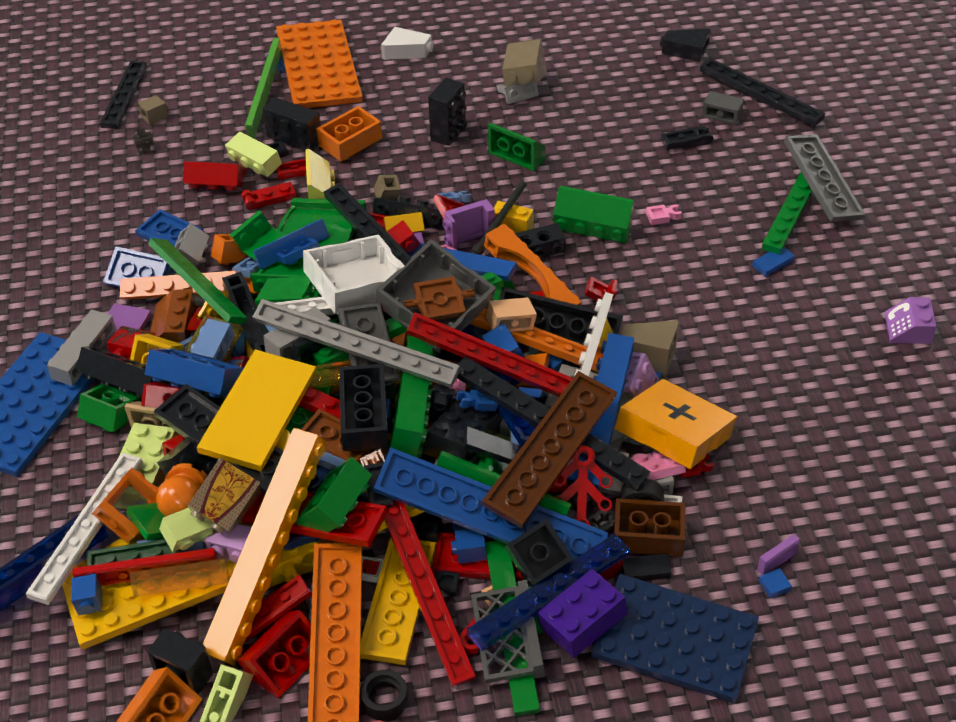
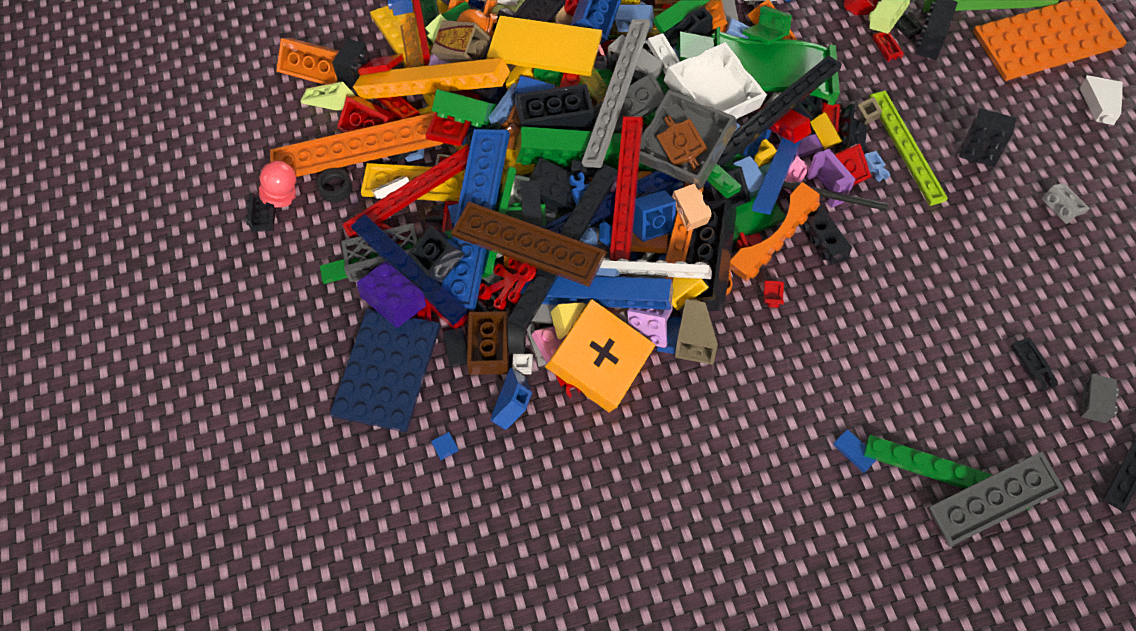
camera: 85 degrees right, 15 degrees up
(199, 618) = (381, 64): none -> red tile
(268, 195) = (846, 34): red plate -> none
(291, 246) = (760, 50): blue bracket -> none
(318, 175) = (864, 59): light yellow slope -> none
(323, 423) = (528, 85): none -> blue tile
(349, 133) = (941, 72): orange brick -> none
(411, 617) = (386, 189): none -> white plate
(437, 175) = (909, 150): none -> lime tile
(515, 147) = (965, 206): green slope -> none
(518, 218) = (854, 216): yellow brick -> none
(524, 62) = (1093, 195): dark tan slope -> none
(593, 214) = (872, 278): green slope -> none
(633, 442) = (565, 316): none -> light yellow slope
(661, 214) = (899, 341): bright pink plate -> none
(720, 510) = (512, 400): none -> blue slope
(778, 555) = (472, 449): medium lavender tile -> none
(911, 321) = (785, 584): medium lavender slope -> none

